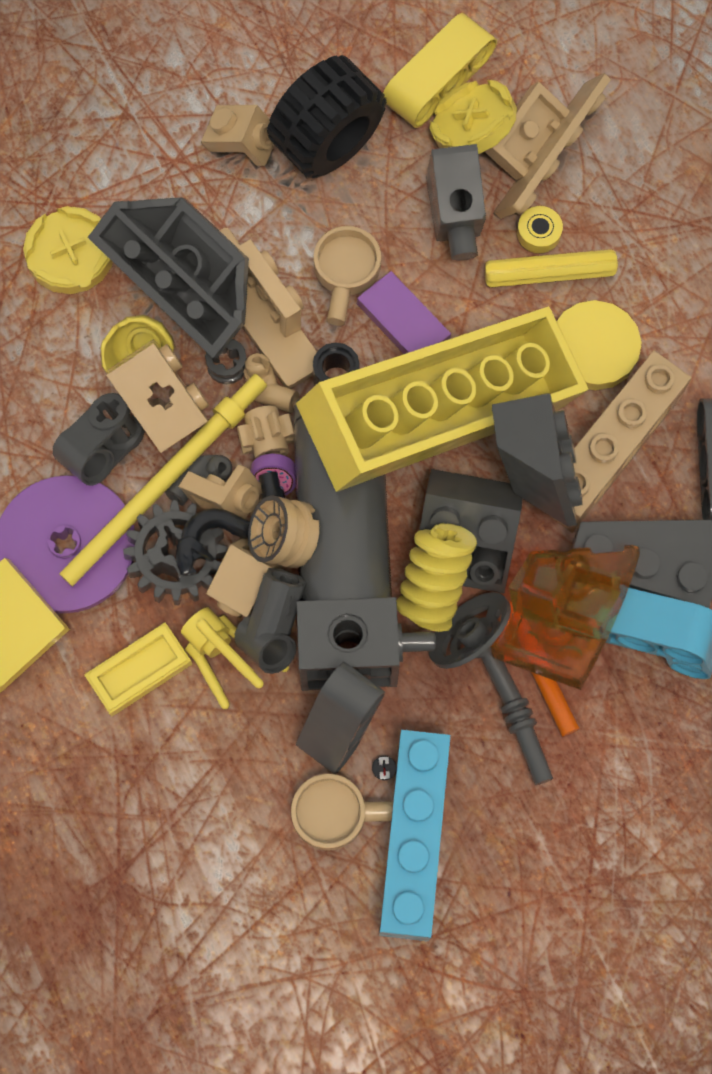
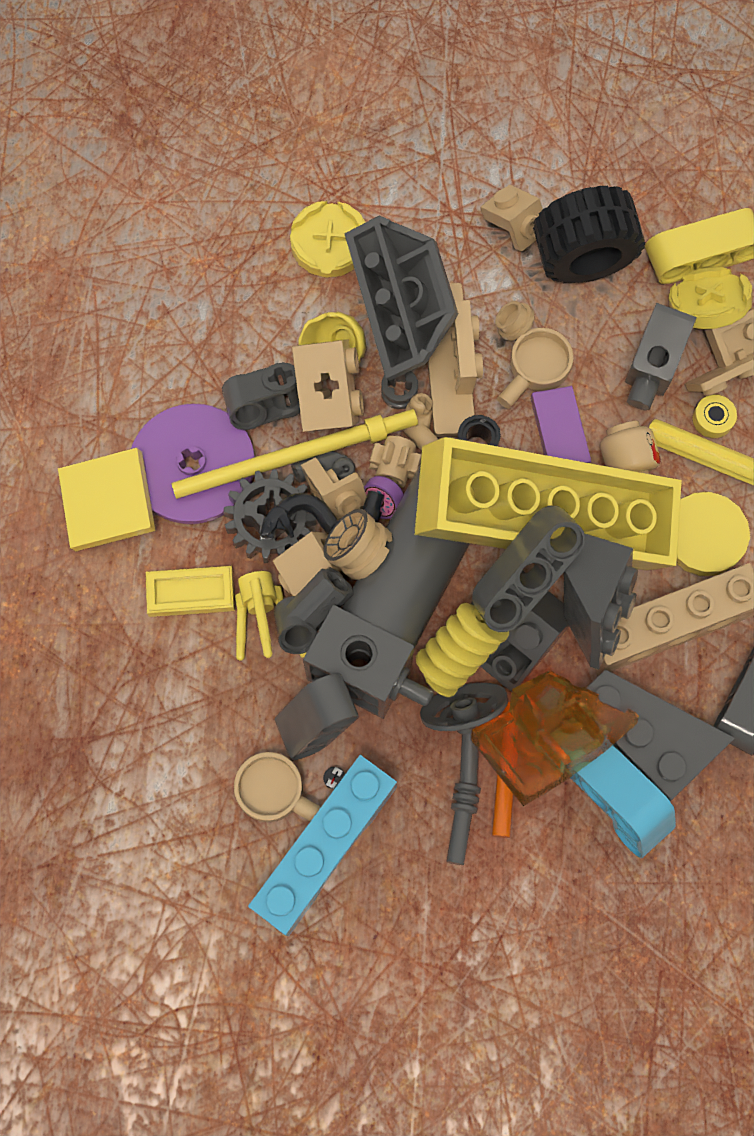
camera: 30 degrees right, 0 degrees up
(299, 236) = (514, 320): none -> tan plate
(458, 441) = (527, 589): none -> dark grey beam
(481, 302) = (630, 448): none -> tan head

